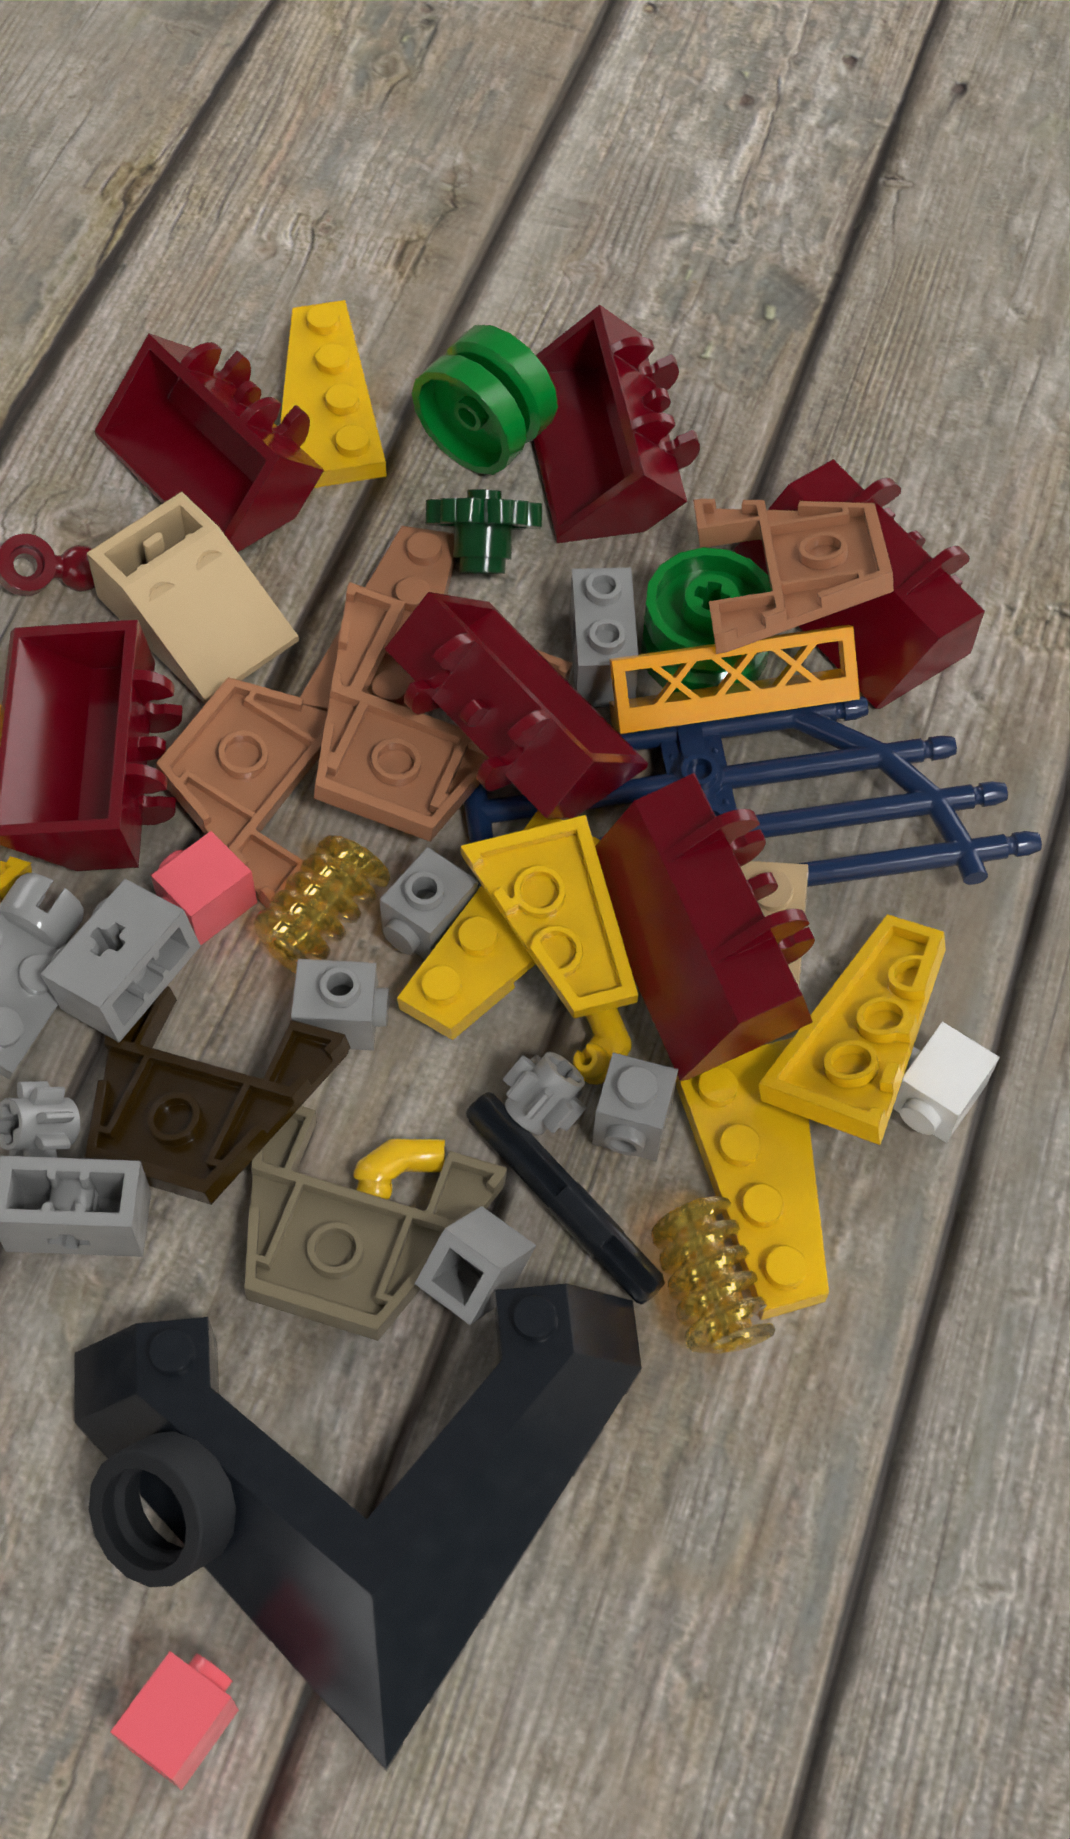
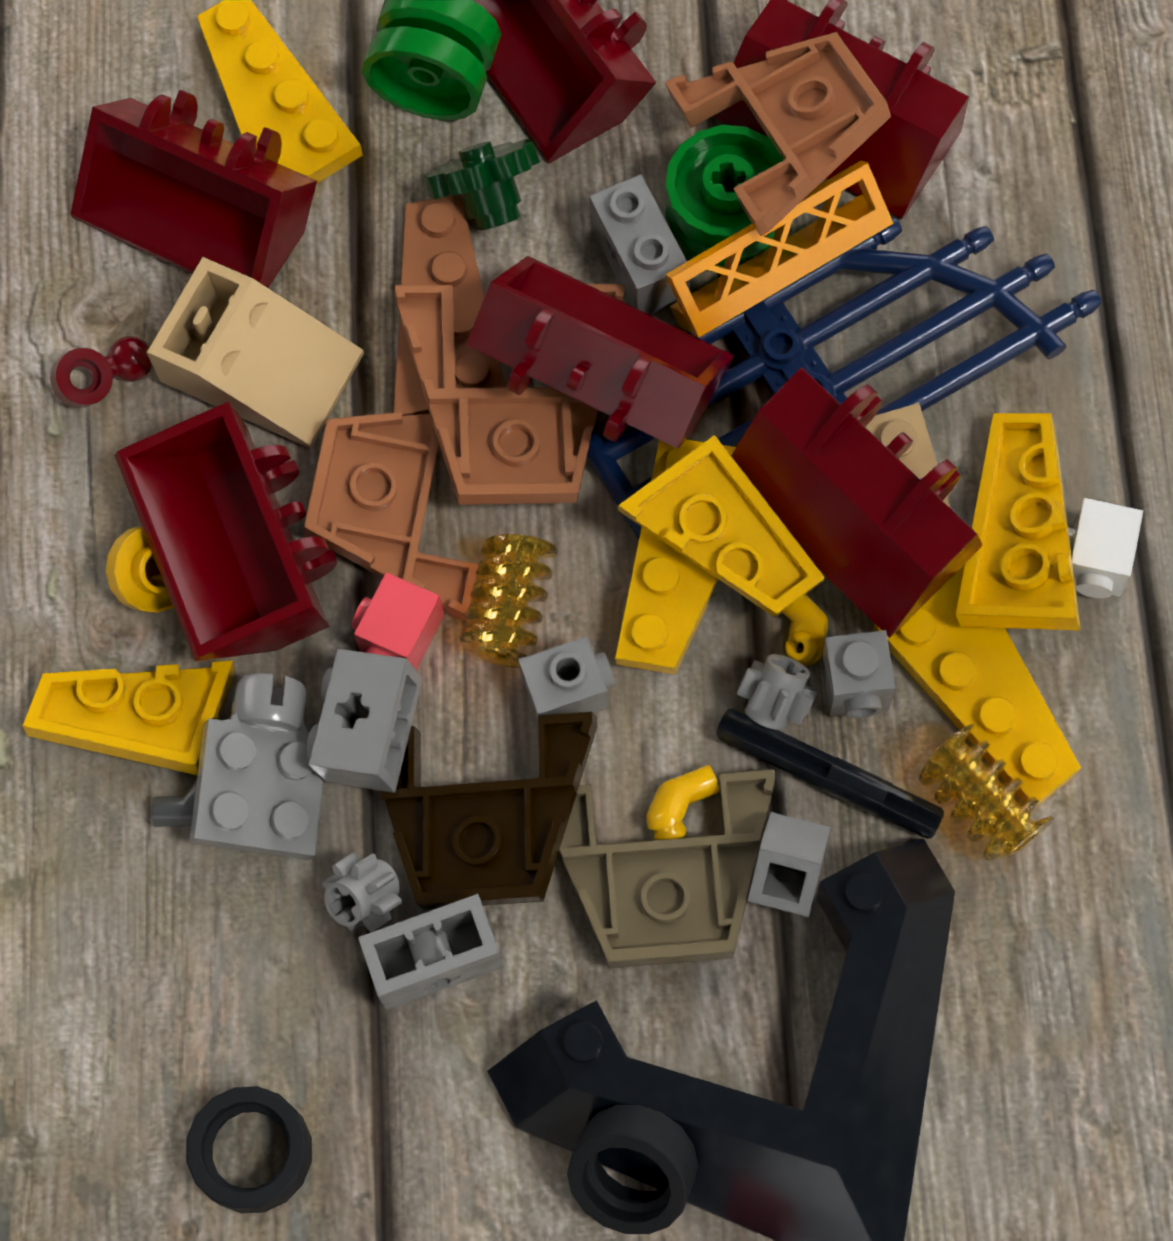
camera: 15 degrees left, 10 degrees up
(425, 903) = (600, 563): light grey brick -> none

